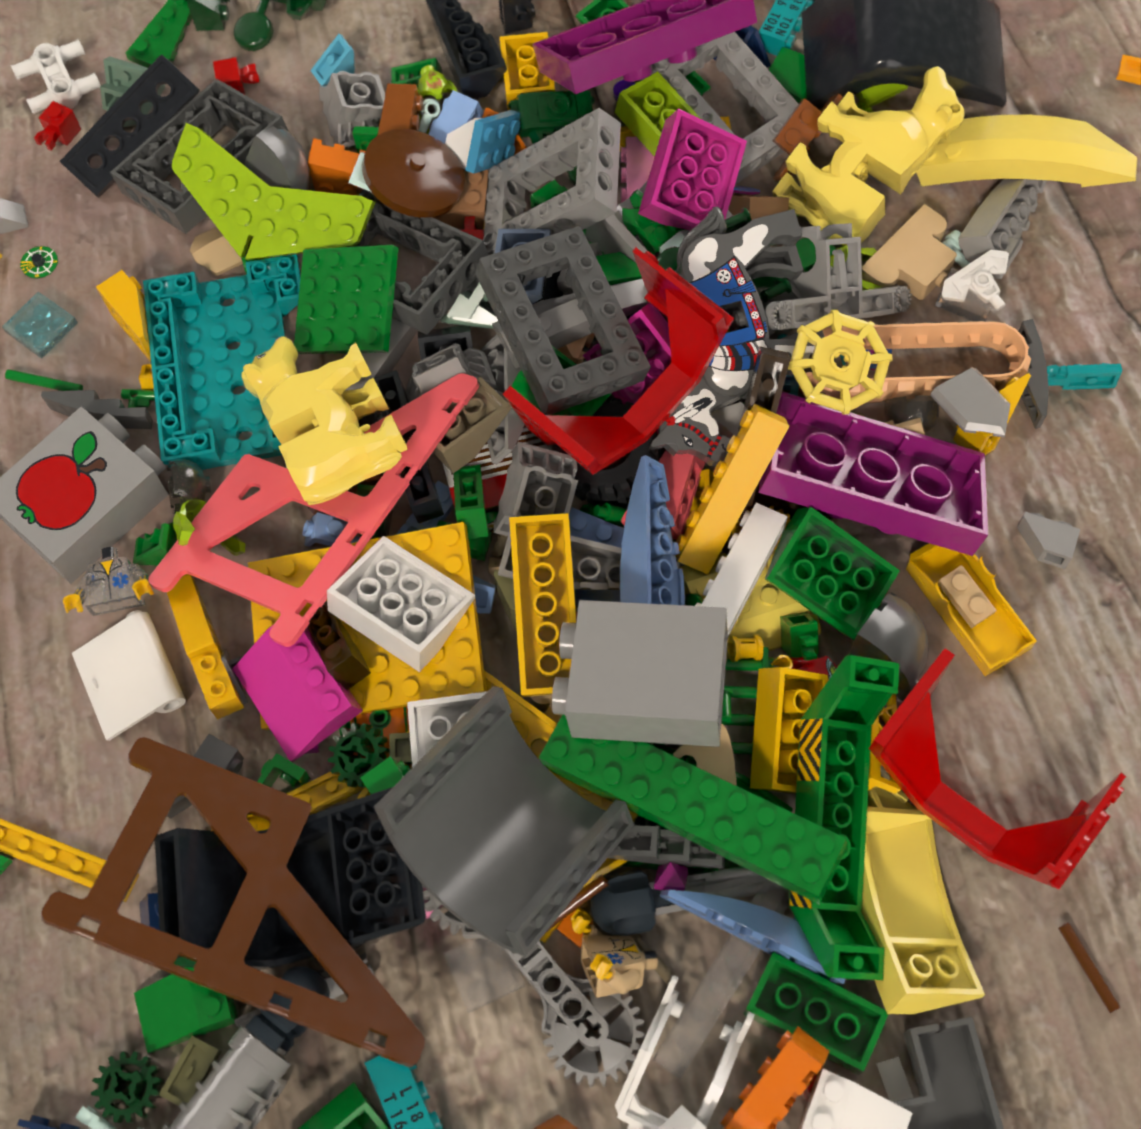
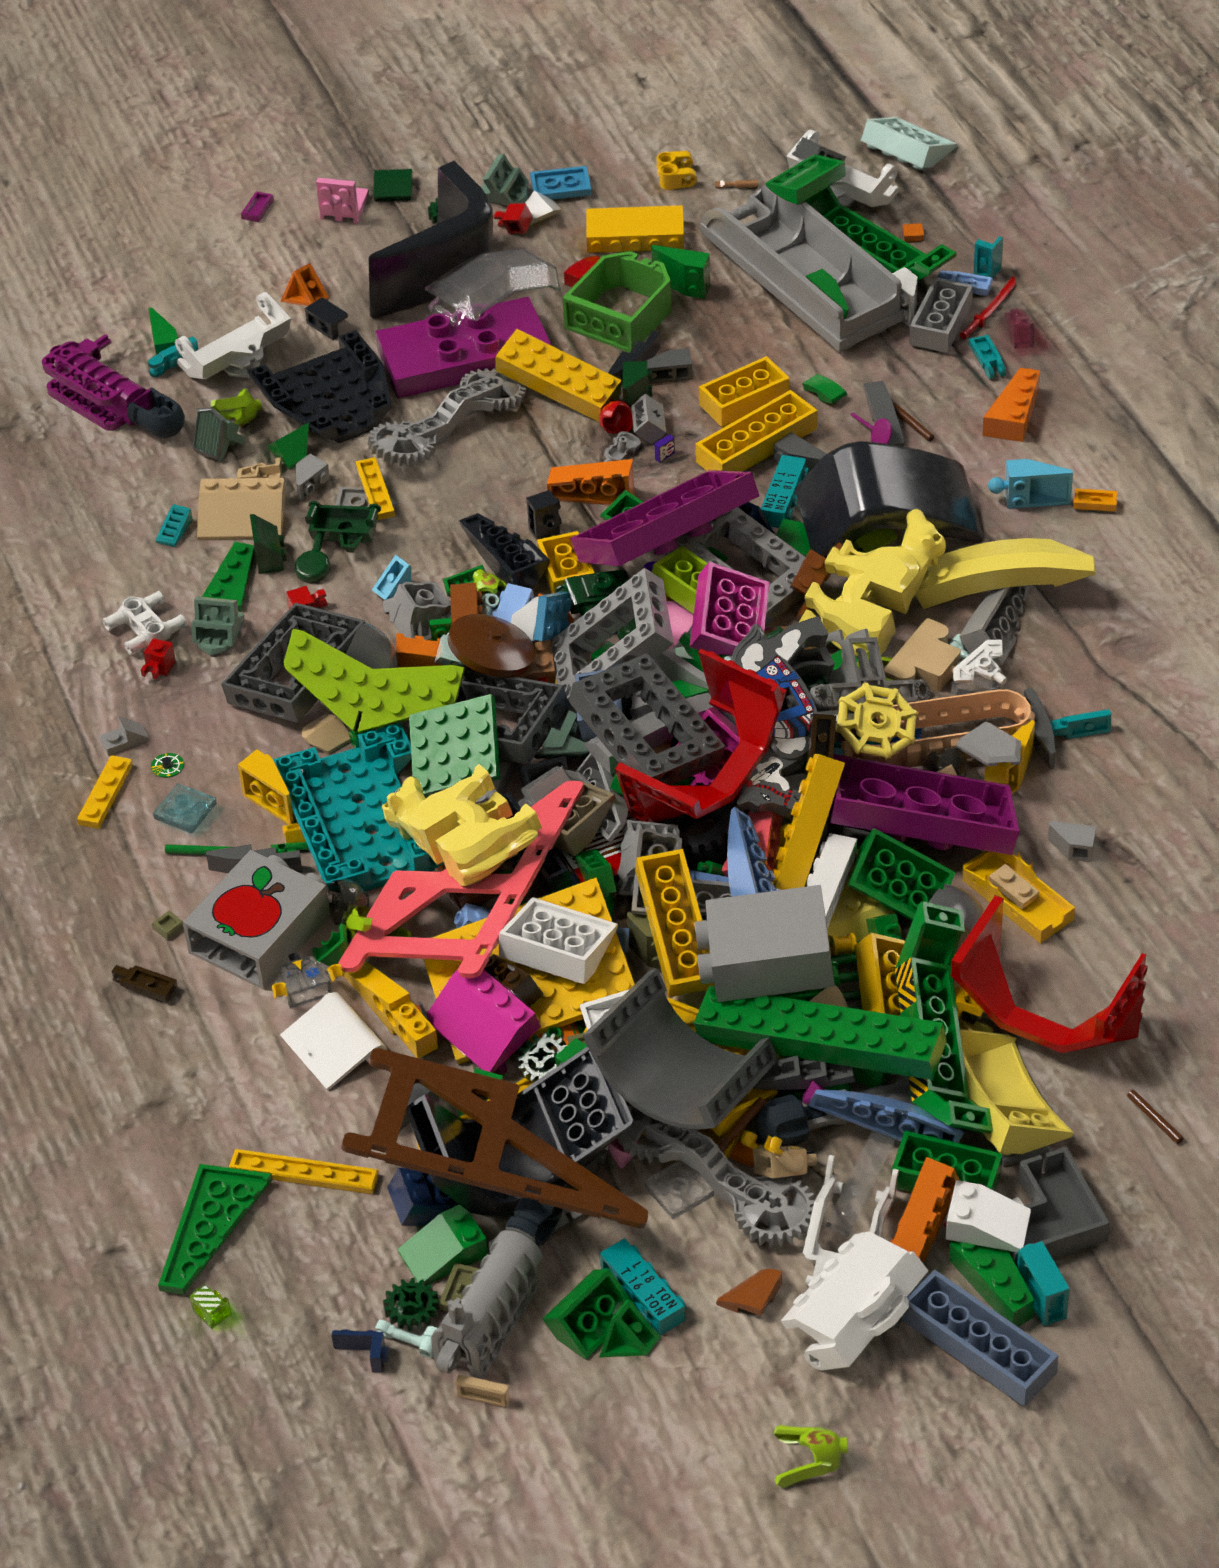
camera: 10 degrees left, 20 degrees down
(124, 109) = (225, 634): black plate -> none
(1077, 43) = (1033, 484): none -> medium azure slope

